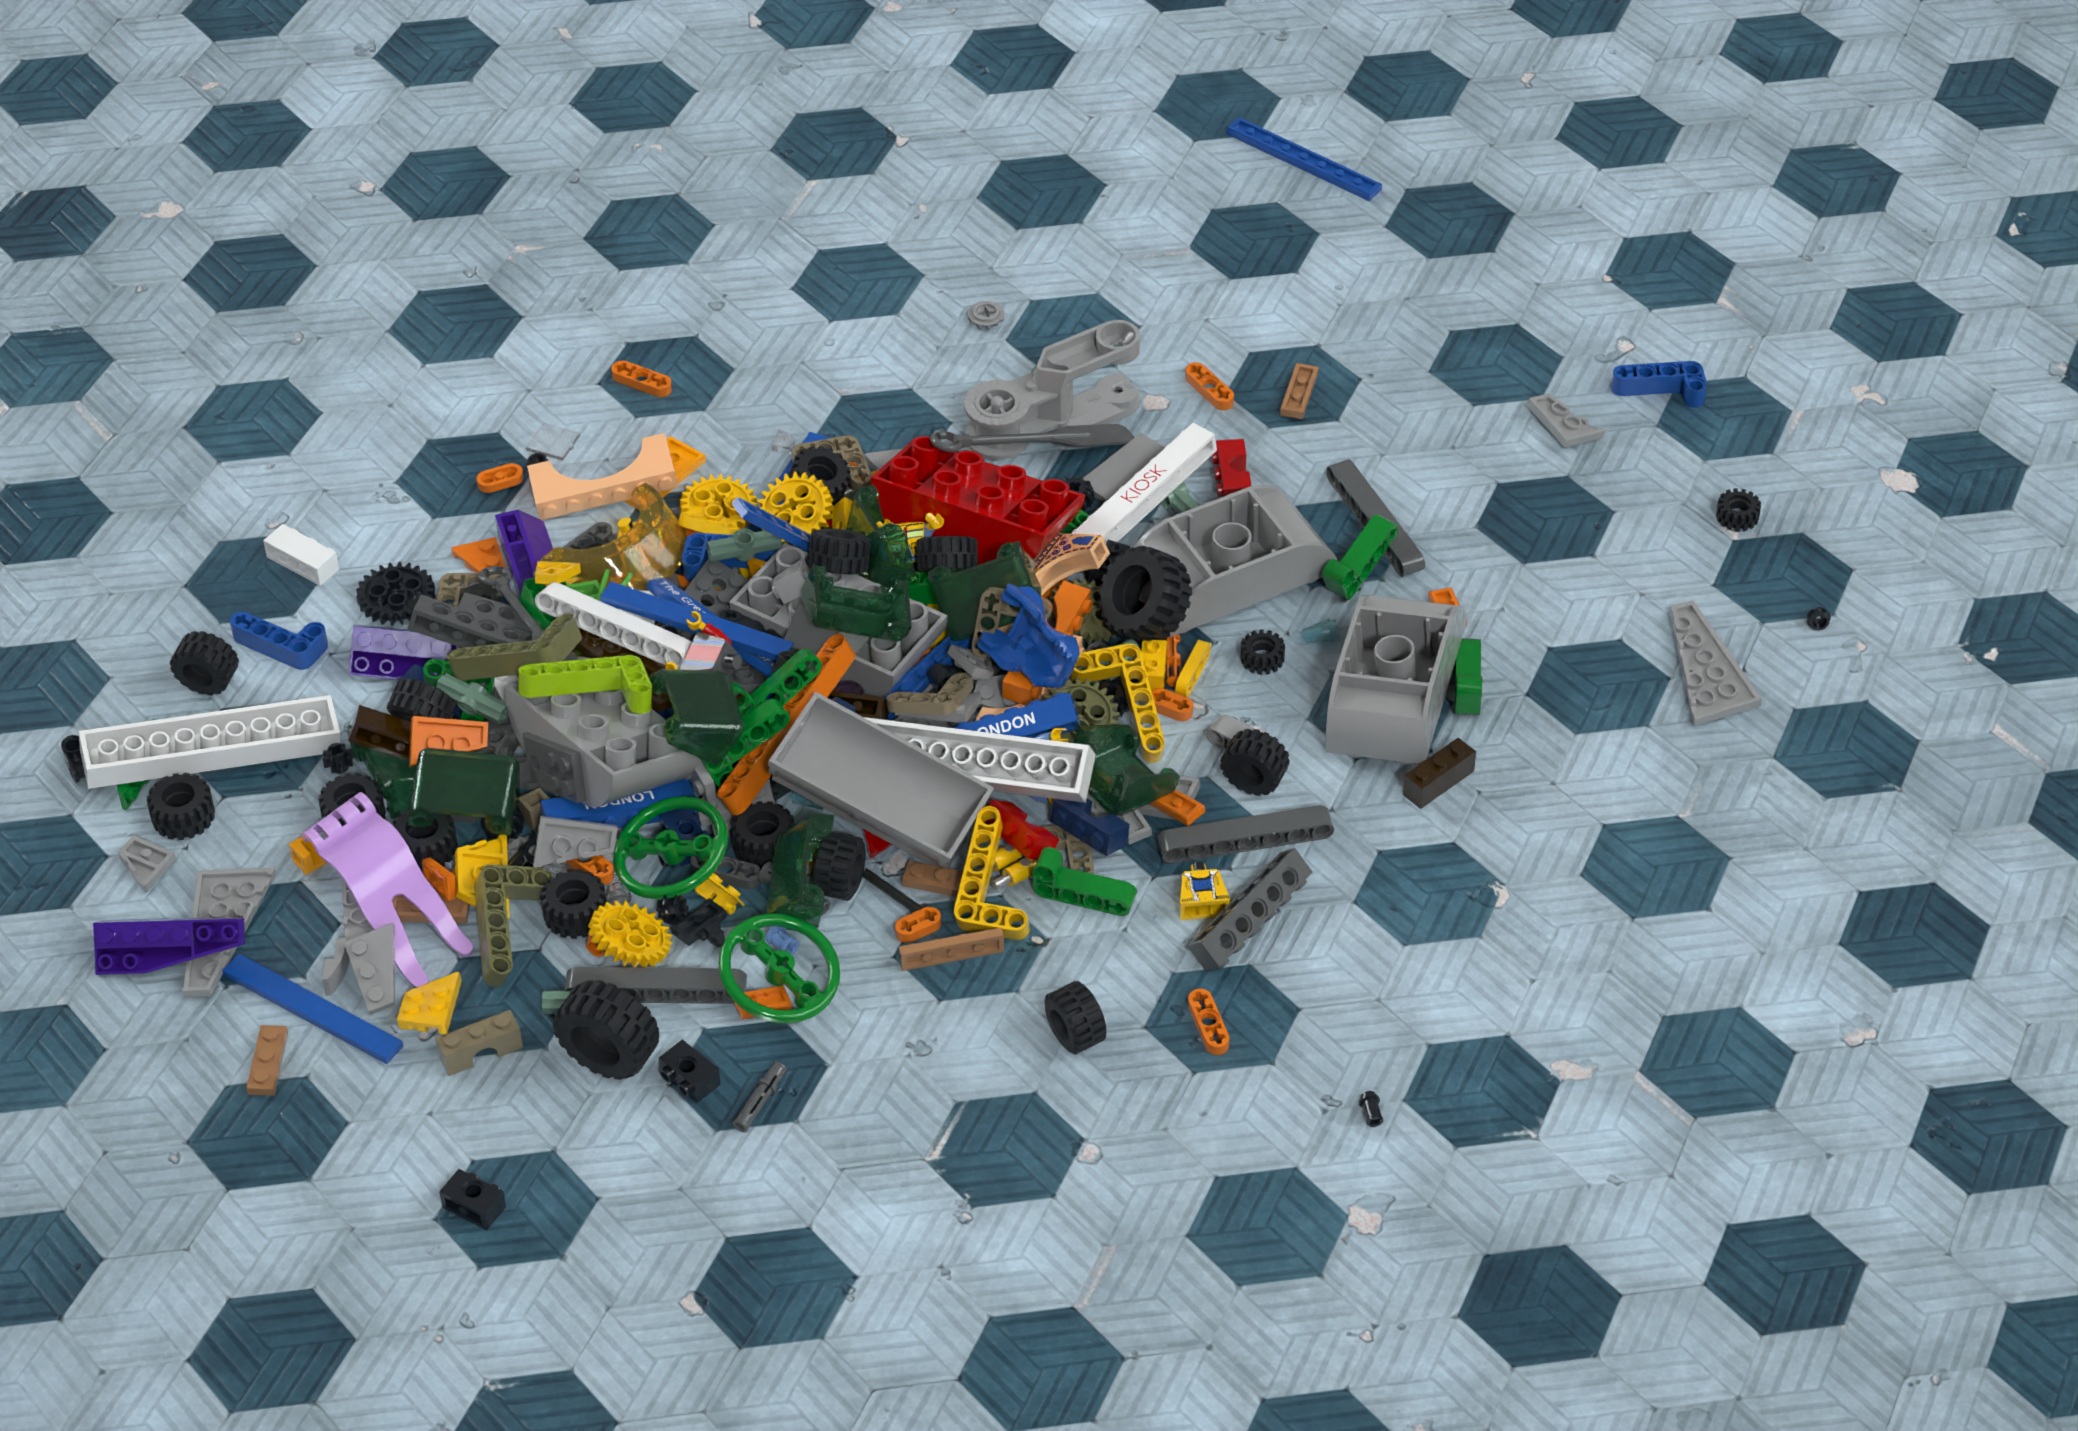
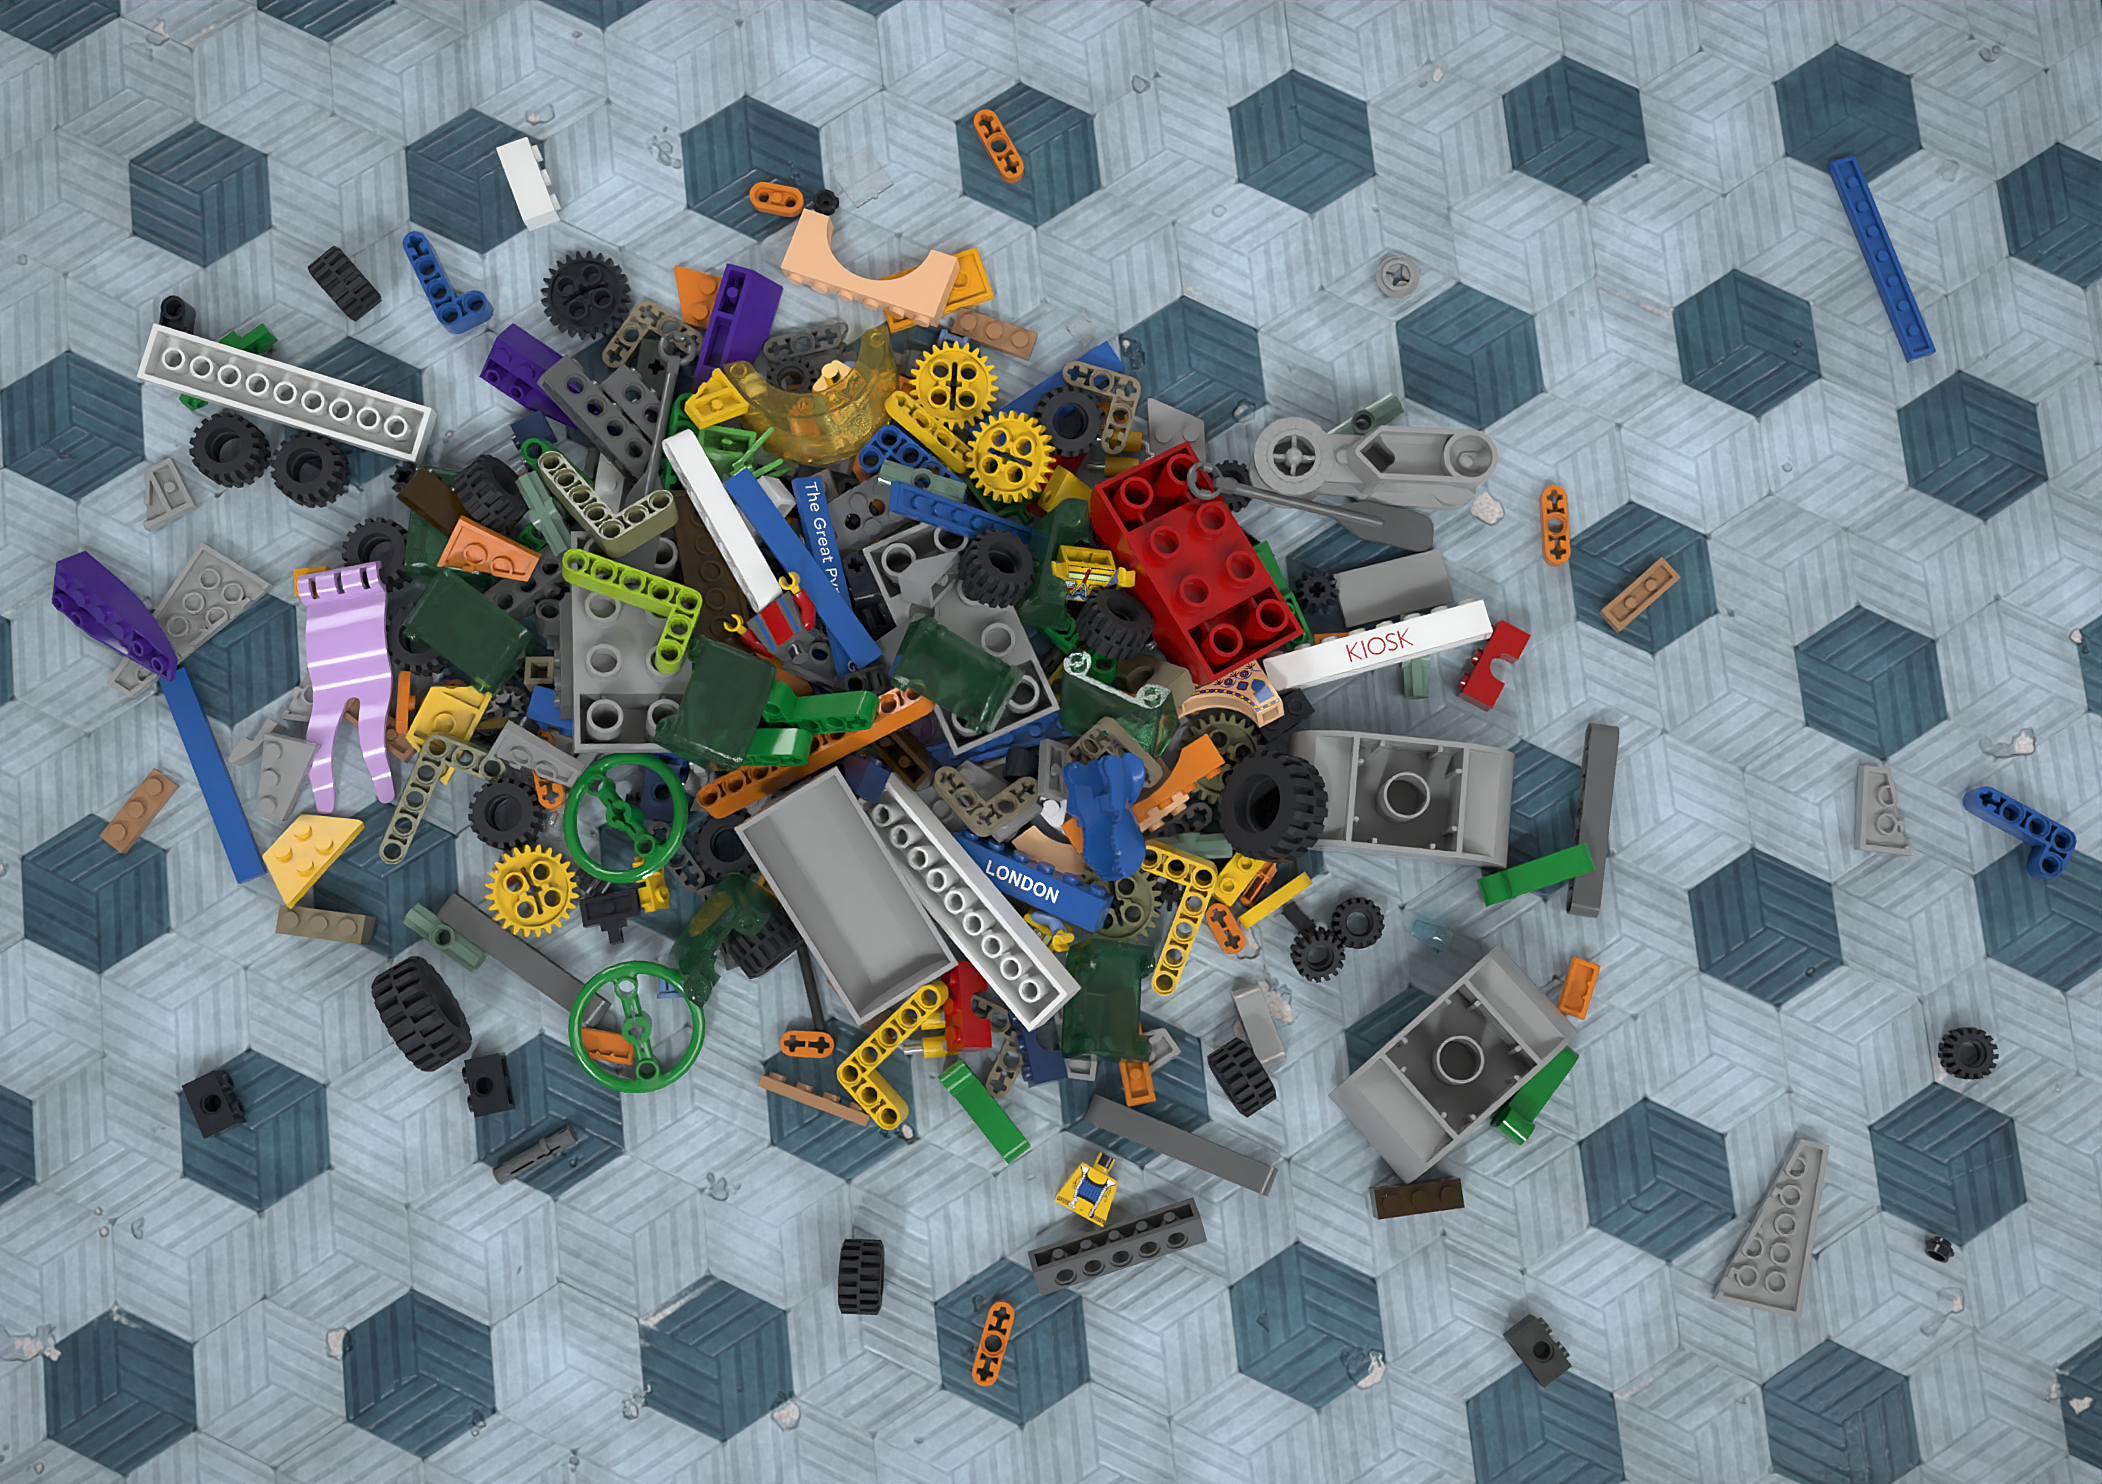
camera: 30 degrees right, 35 degrees up
(256, 786) = (295, 455): none -> black tyre
(744, 470) = (995, 333): none -> medium nougat plate
(1219, 671) = (1298, 918): none -> black pin
(1254, 666) = (1324, 967): none -> black tyre
(1600, 812) = (1546, 1366): none -> pearl dark grey brick

